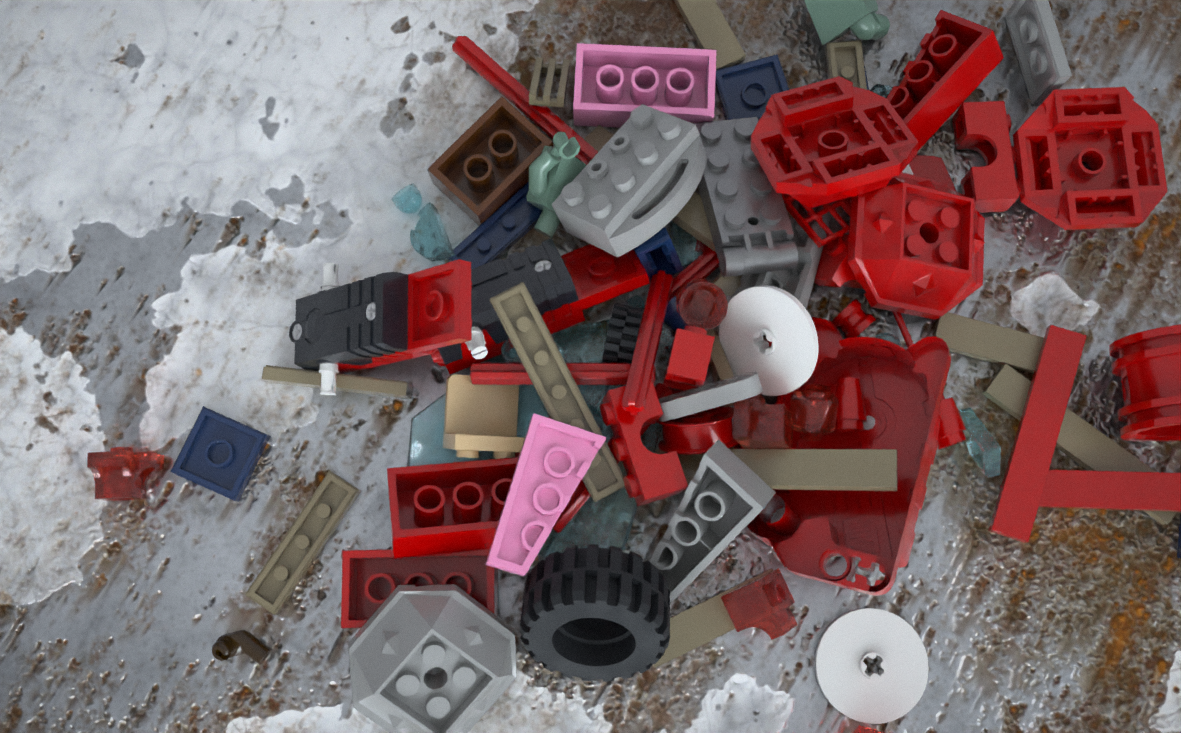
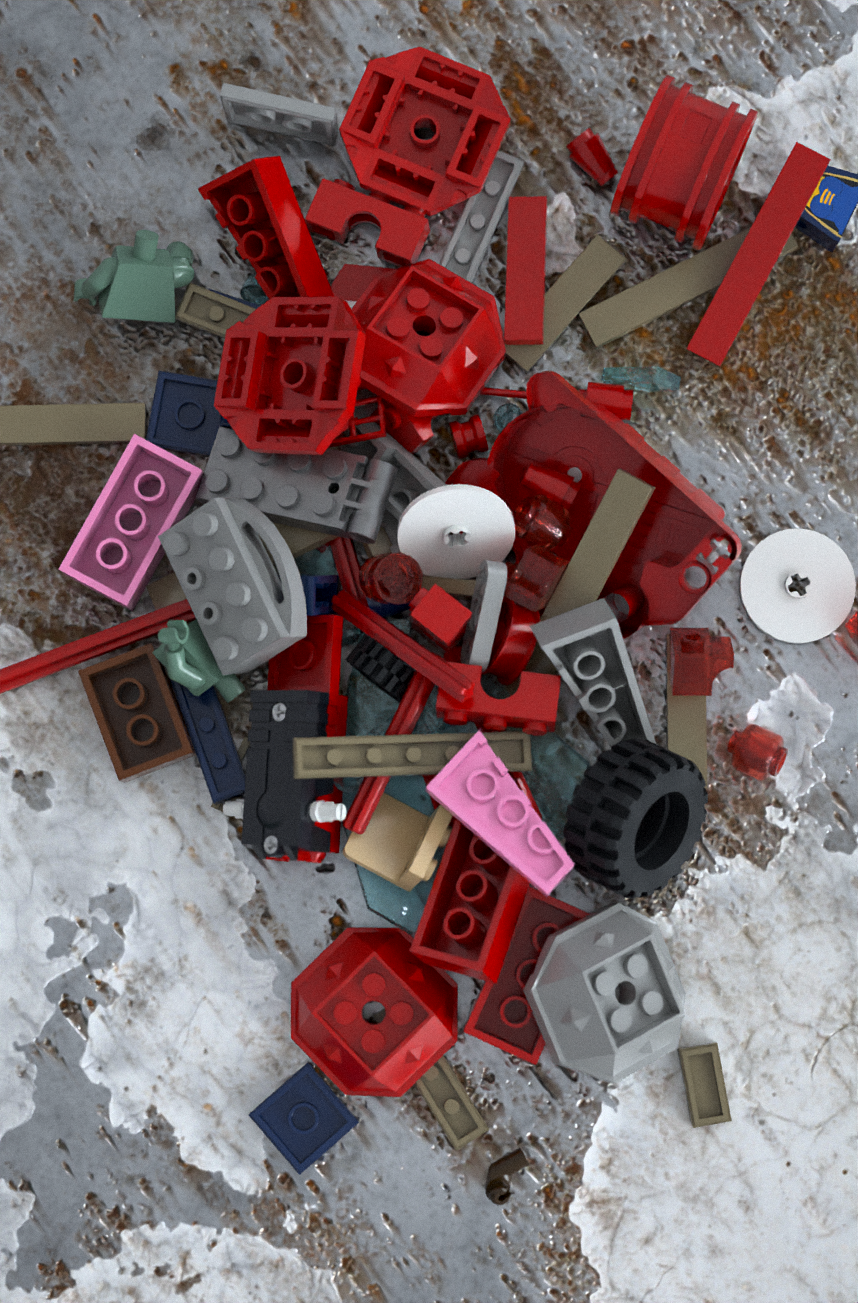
camera: 65 degrees left, 5 degrees up
(123, 473) = (280, 1220): clear red brick -> none
(344, 382) = (289, 968): dark tan tile -> none
(354, 500) = (364, 1055): none -> red piece
(381, 319) = (261, 894): piece -> none
(408, 199) = (131, 815): clear light blue hinge -> none
(430, 236) = (182, 810): clear light blue tile -> none
(551, 69) = (60, 604): dark tan tile -> none
(708, 698) = (757, 752): none -> clear red head
(1017, 302) = (525, 270): none -> red tile
(1037, 434) = (658, 320): red tile -> none
(1043, 246) = (480, 218): none -> light grey tile
(1144, 310) = (592, 156): none -> red cone

